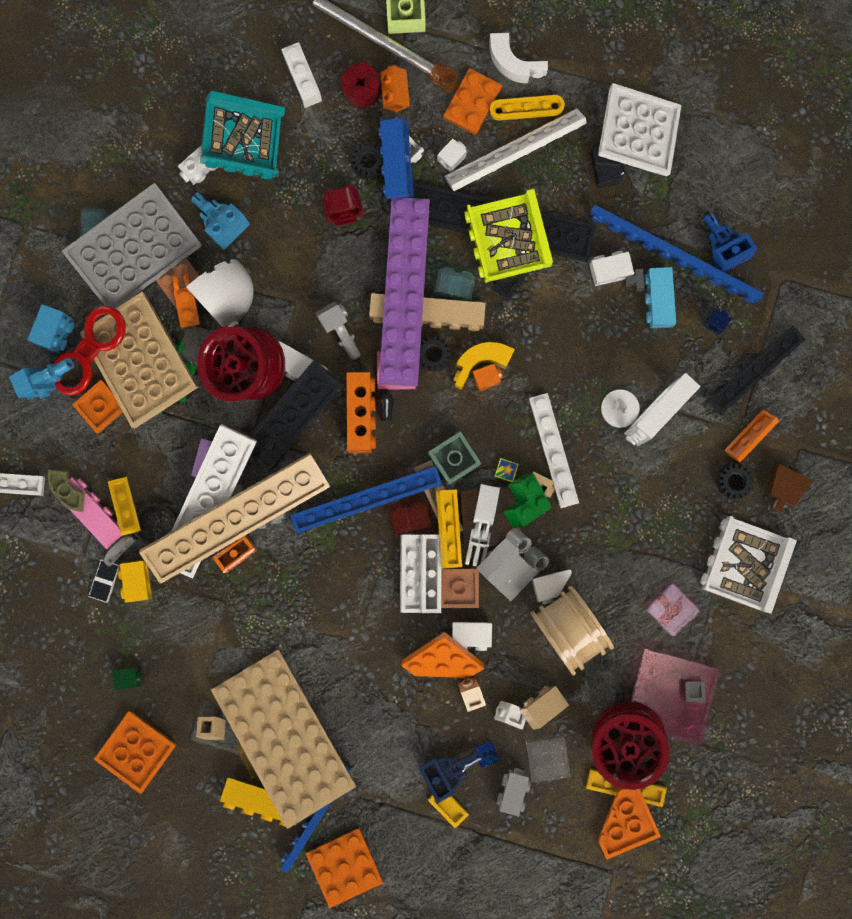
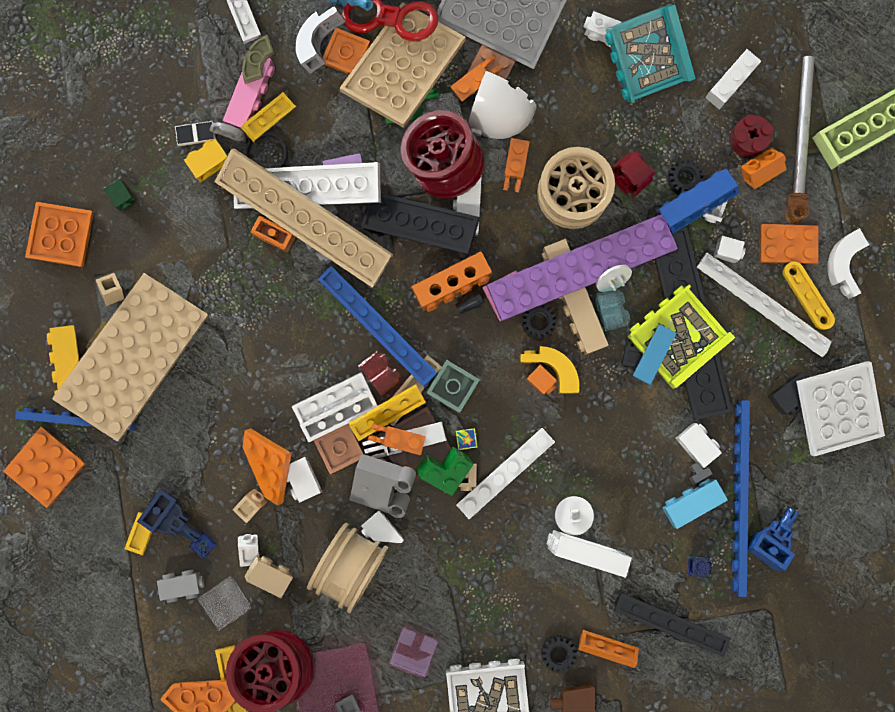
camera: 65 degrees right, 0 degrees up
(68, 429) = (311, 36): none -> light grey arch
(222, 222) = (563, 76): dark azure brick -> none
(279, 303) = (516, 162): none -> orange hinge
(330, 261) = (575, 187): none -> tan wheel
(333, 318) = (526, 216): light grey brick -> none
(428, 268) = (614, 278): none -> white piece
(479, 528) = (399, 439): none -> orange hinge
(513, 266) = (654, 354): none -> dark azure tile

